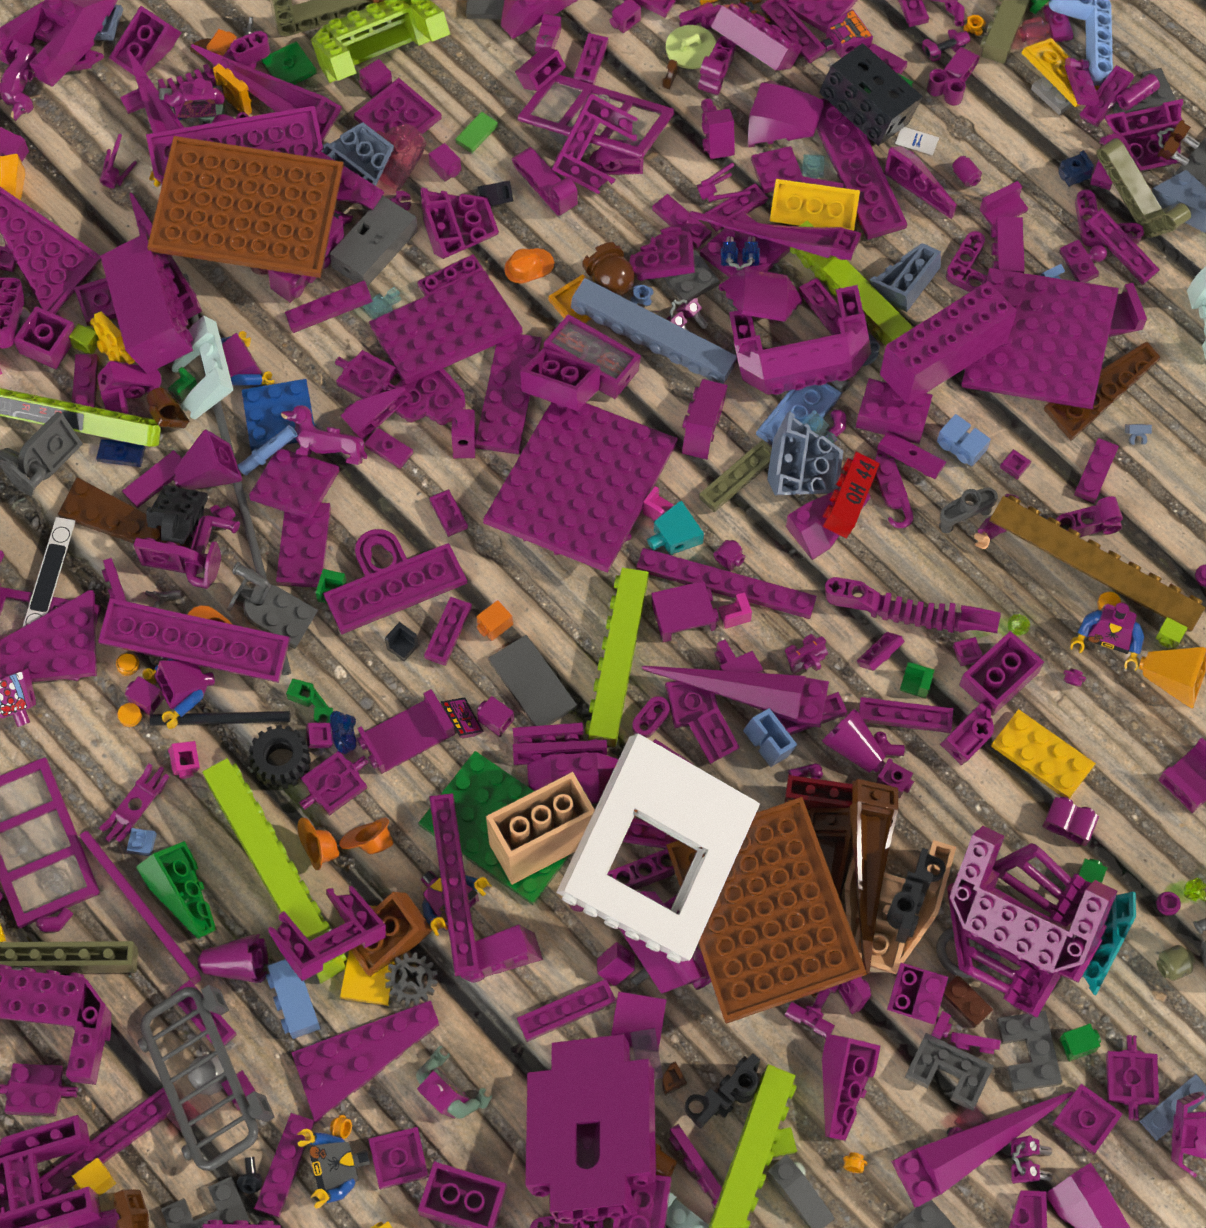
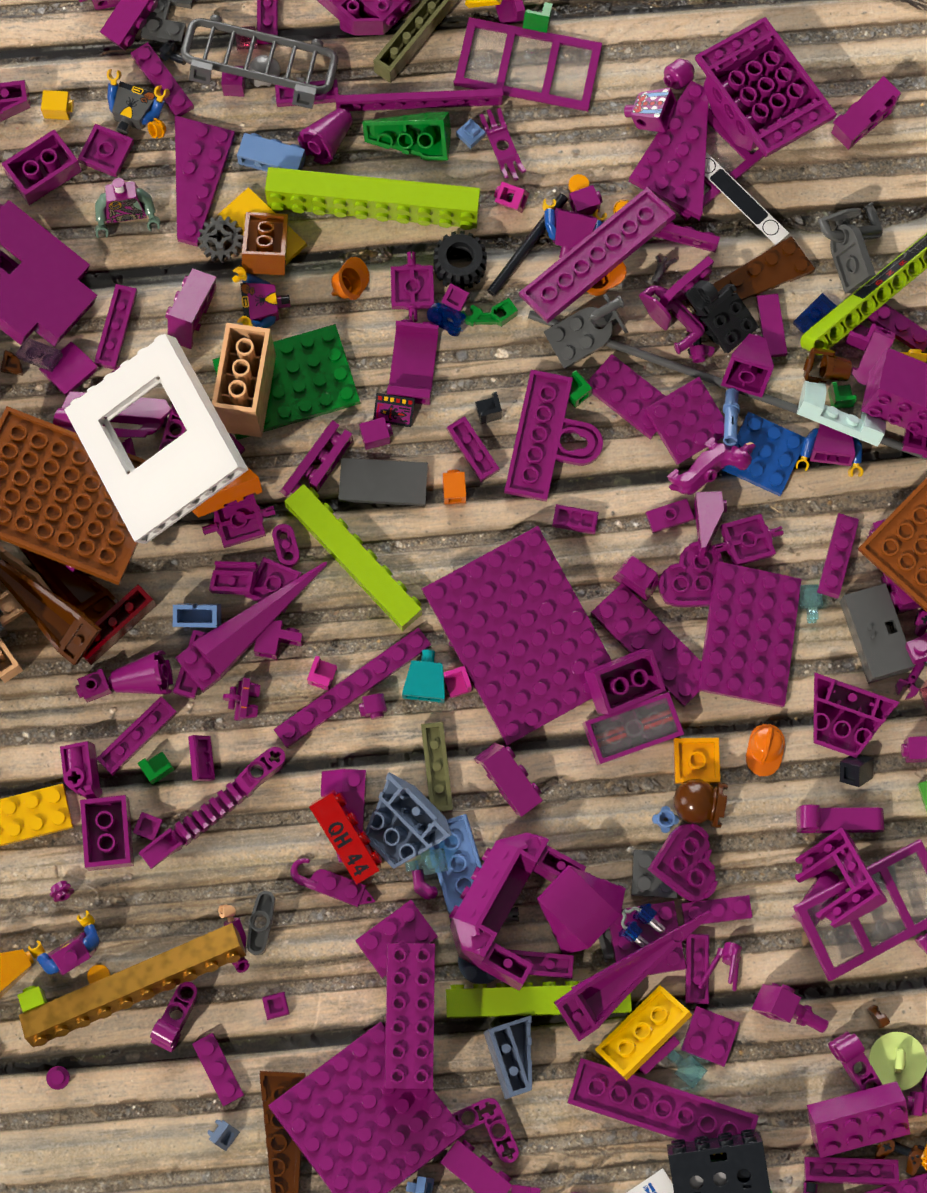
camera: 125 degrees right, 10 degrees up
(54, 924) = (451, 42): magenta arm -> none
(307, 957) = (275, 163): magenta wedge -> none
(317, 843) = (368, 246): orange piece -> none
(450, 275) = (799, 689): magenta tile -> none
(454, 885) = (263, 307): magenta tile -> none
(590, 769) = (280, 454): magenta wedge -> none
(653, 332) = (619, 795): sand blue brick -> none
(683, 609) = (351, 633): magenta panel -> none
(687, 309) = (621, 844): piece -> none
(782, 114) = (762, 1084): magenta wedge -> none
(812, 770) = (154, 627): magenta arm -> none
(887, 748) = (124, 701): magenta arm -> none
(911, 455) = (361, 917): magenta tile -> none
(914, 176) = (617, 1151): magenta wedge -> none
(957, 440) = (327, 976): medium blue piece -> none
(1018, 624) = (138, 886): clear neon green plate -> none

